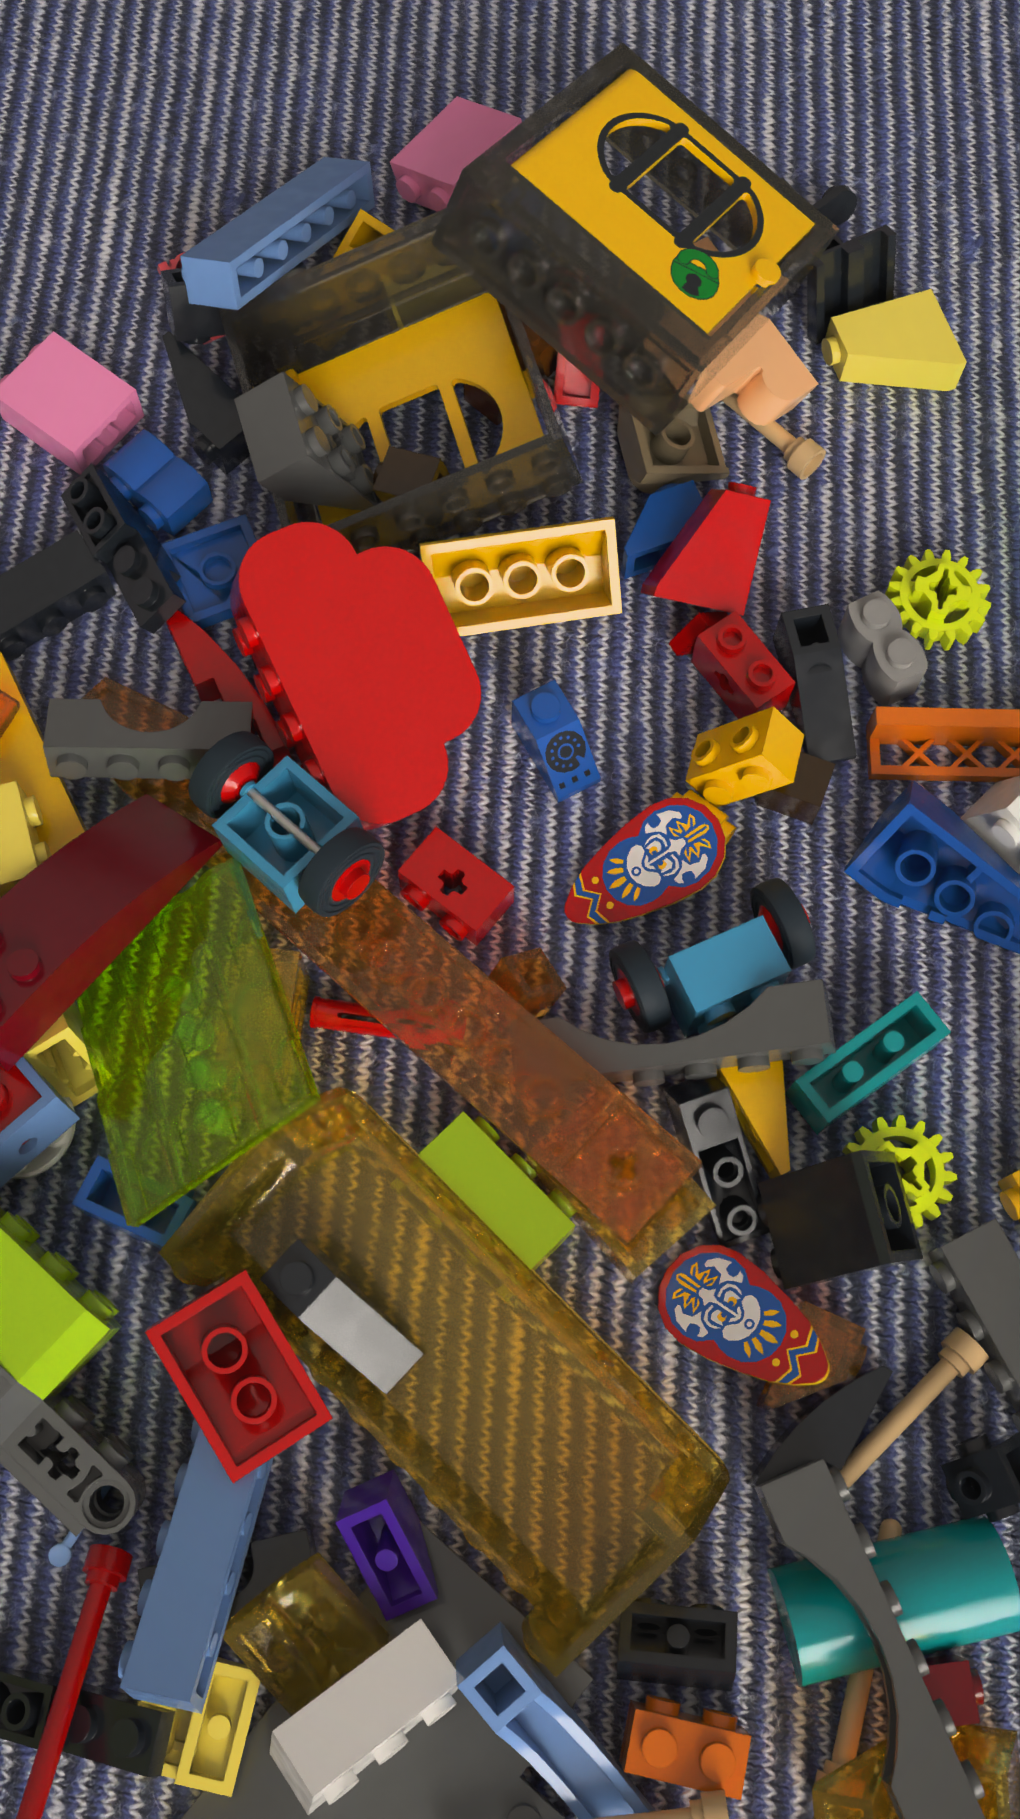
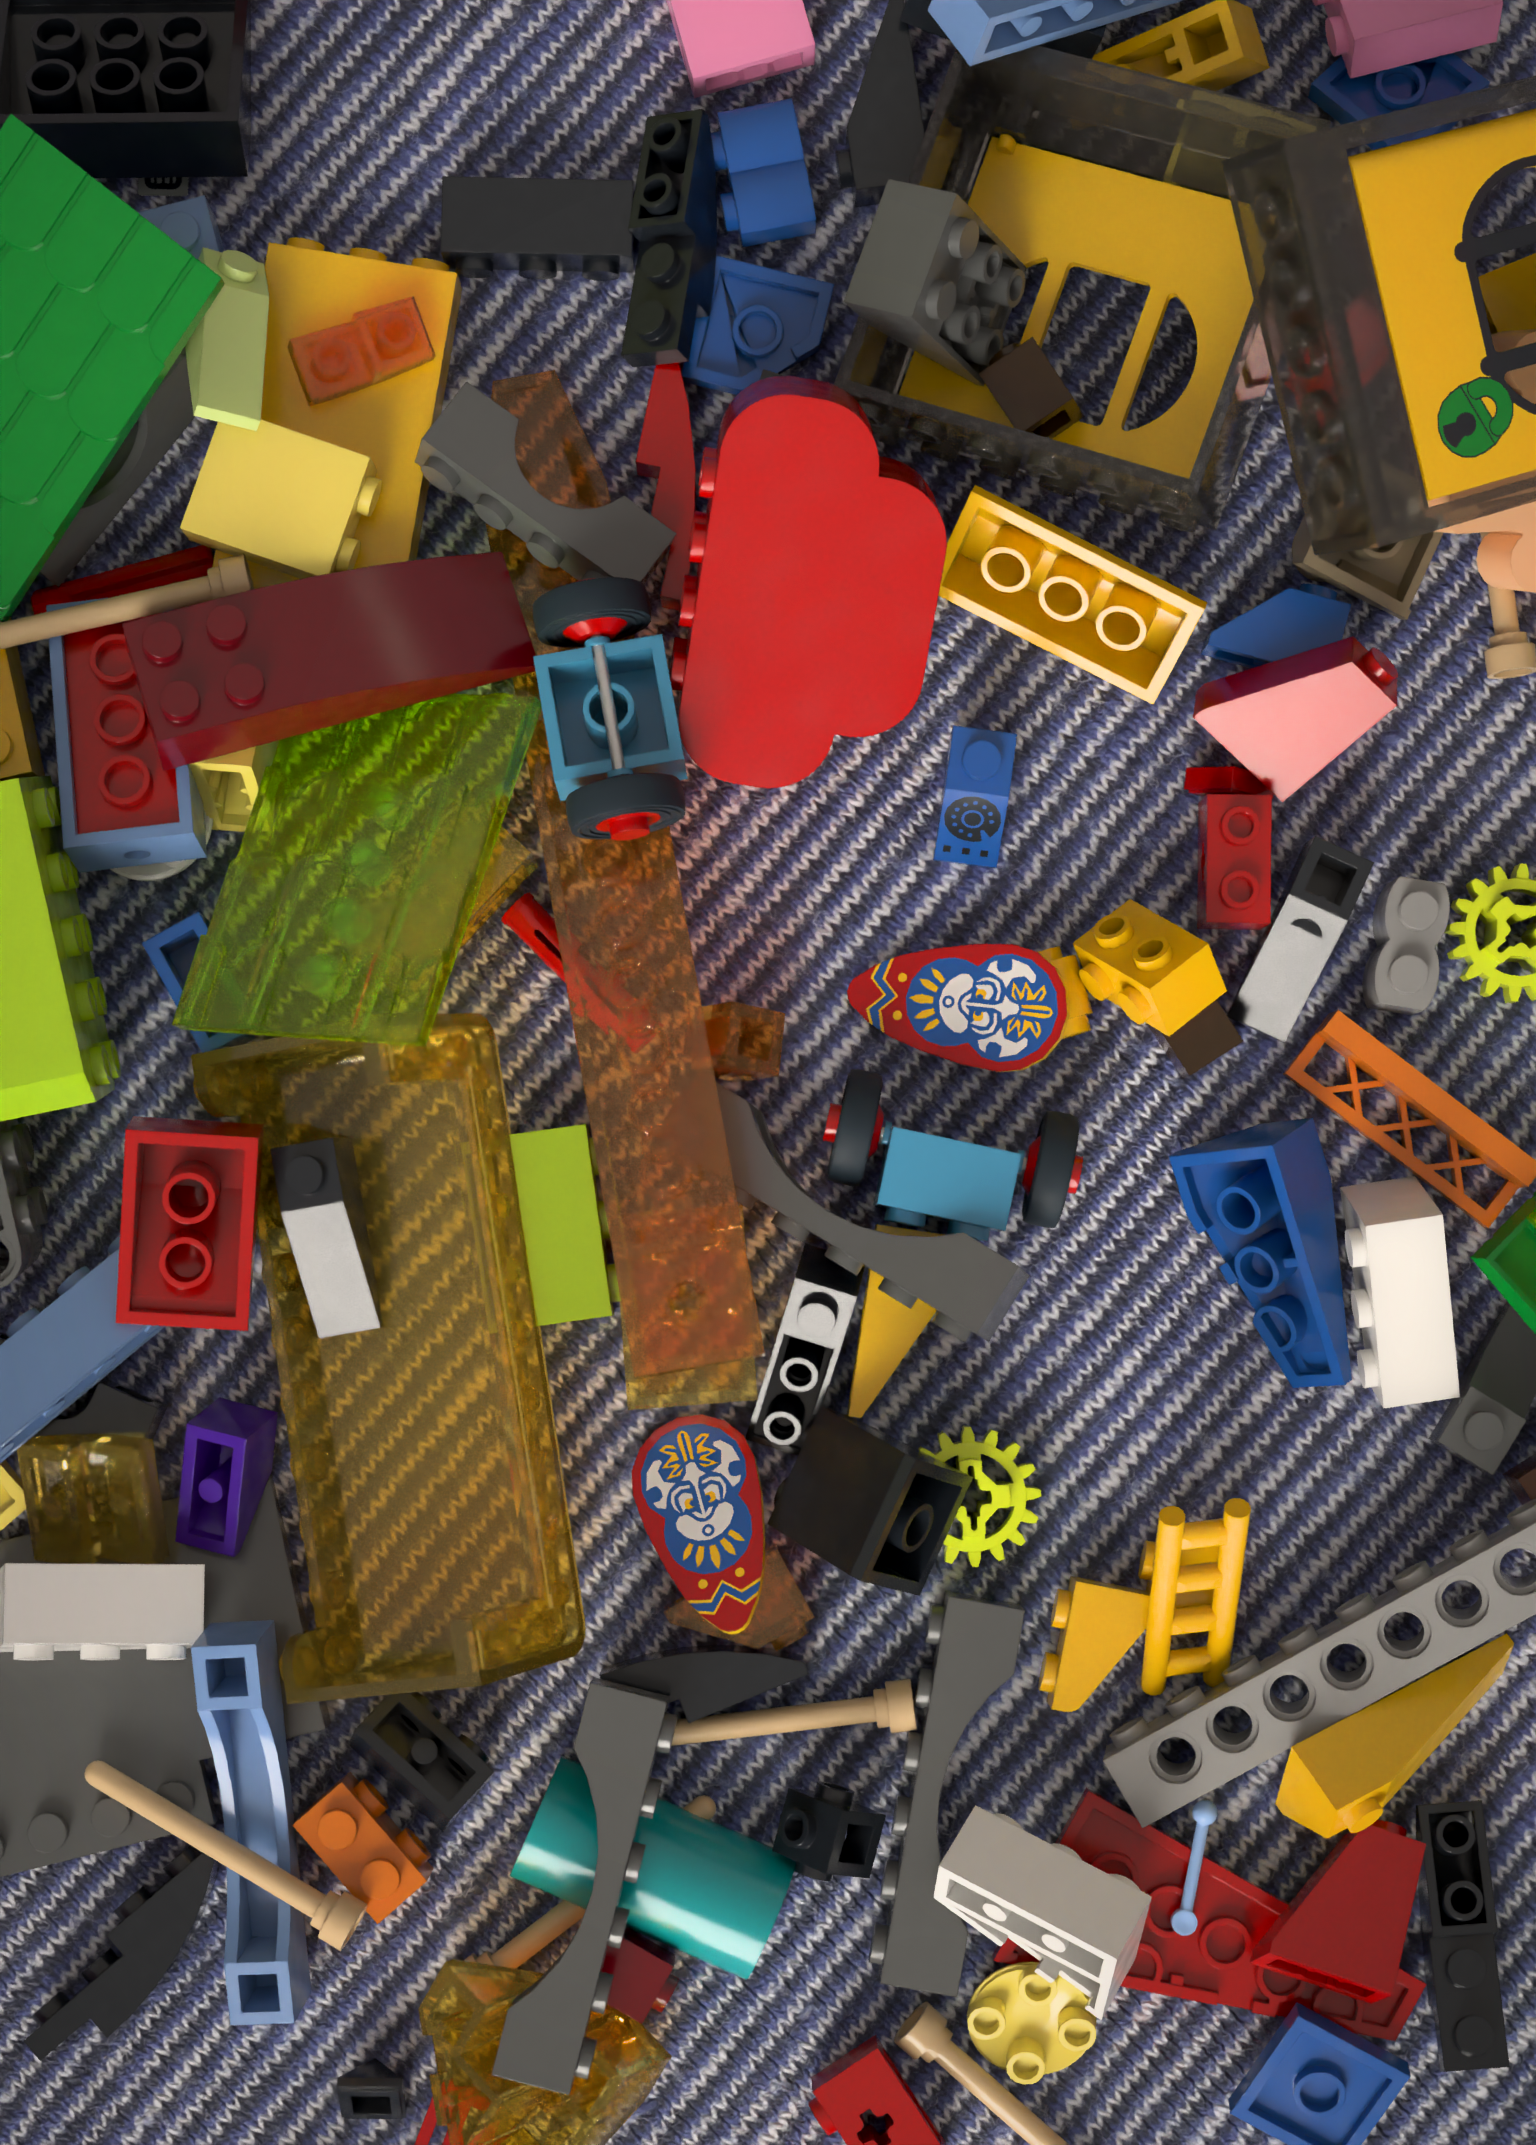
camera: 35 degrees right, 15 degrees up
(445, 862) = (754, 842): red brick -> none
(867, 1062) = (1025, 1370): teal brick -> none

